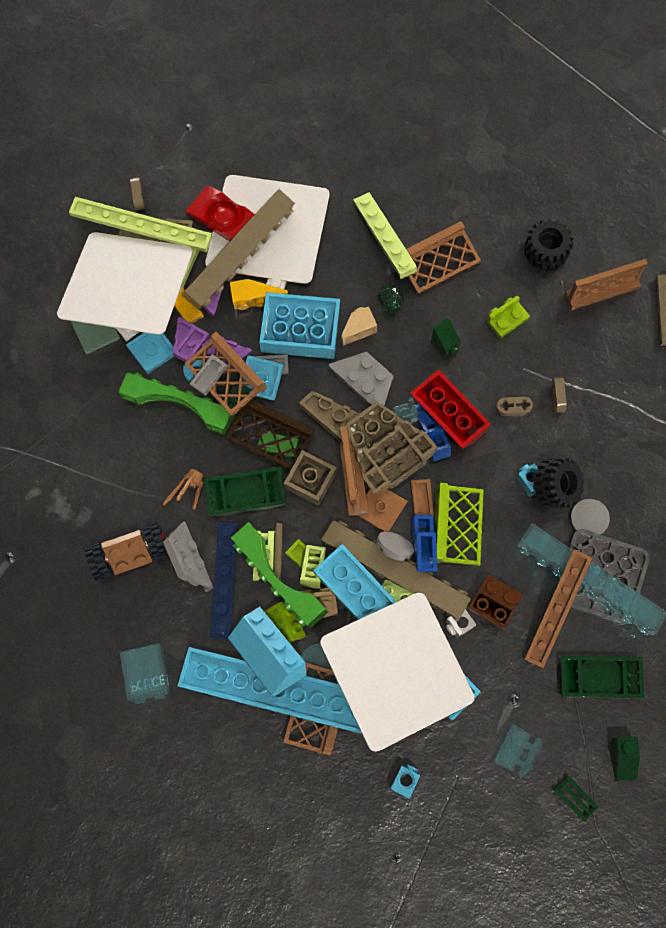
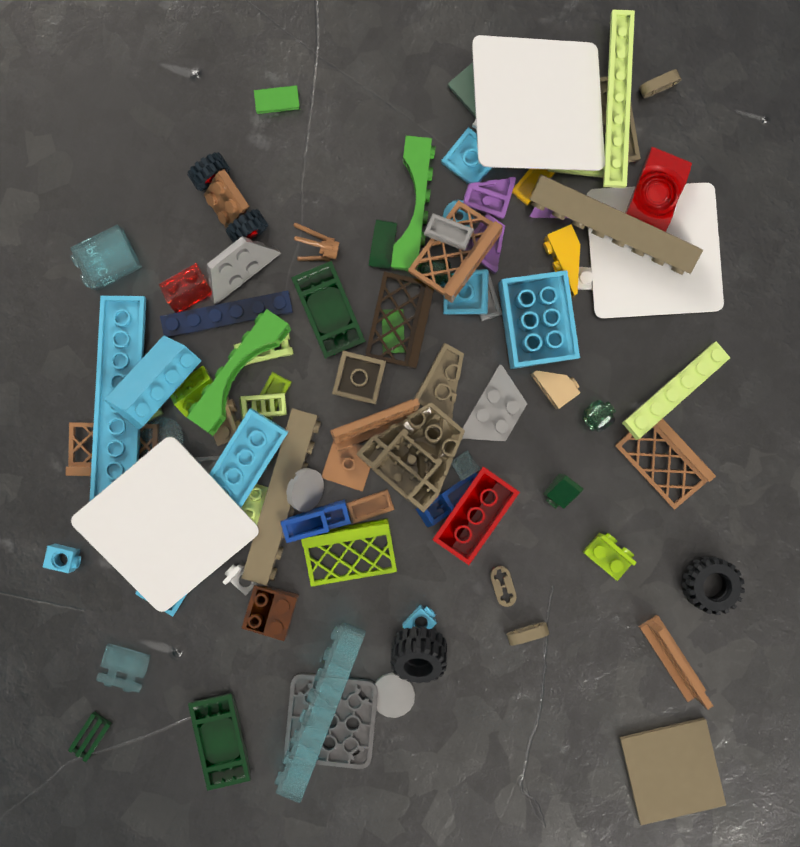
camera: 70 degrees right, 15 degrees up
(53, 493) = (276, 99): none -> bright green tile
(192, 609) = (185, 288): none -> clear red bracket
(202, 434) = (383, 244): none -> dark green slope
(278, 549) = (277, 362): dark tan bar -> none
(558, 608) = (278, 682): medium nougat plate -> none
(626, 758) = (143, 781): dark green slope -> none

